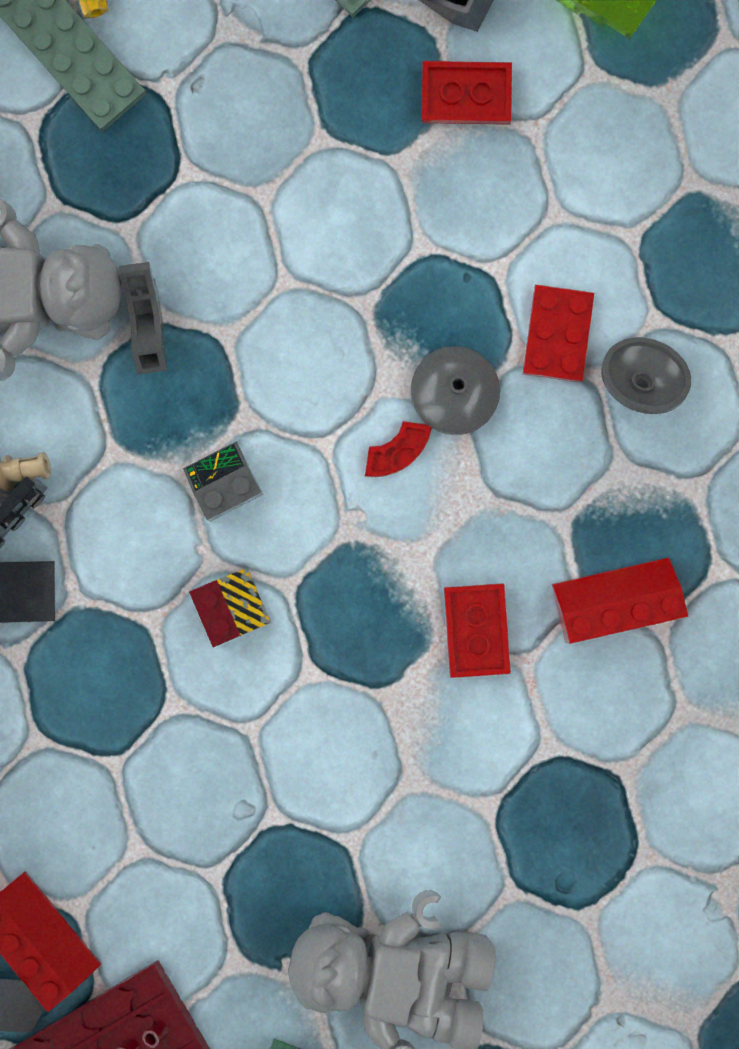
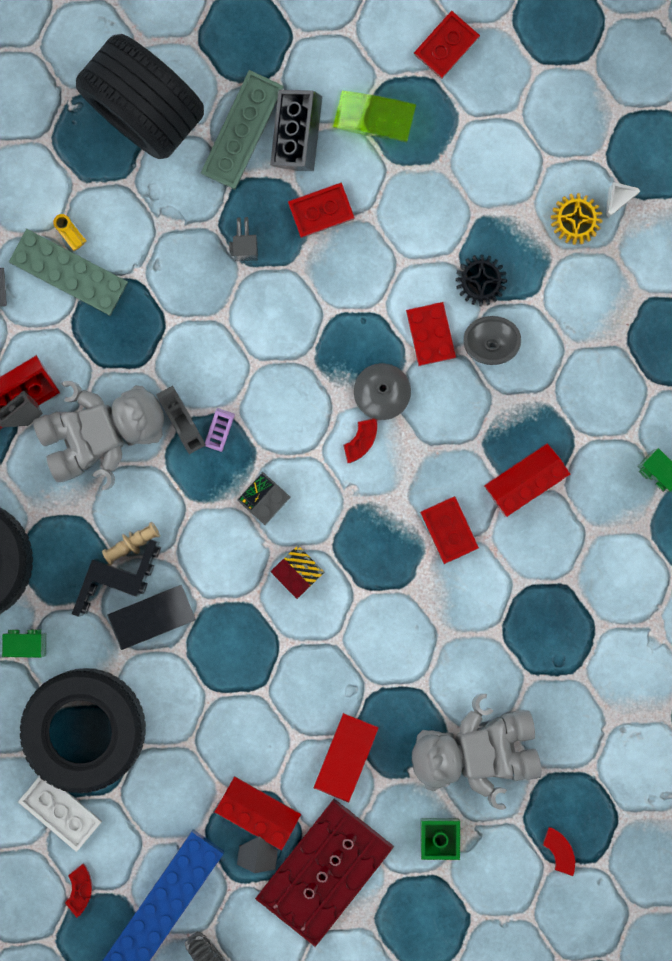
camera: 25 degrees left, 0 degrees up
(197, 908) = (345, 757): none -> red slope
(214, 337) = (219, 412): none -> lavender slope
(334, 100) = (244, 246): none -> dark grey brick
(674, 286) = (489, 280): none -> black gear

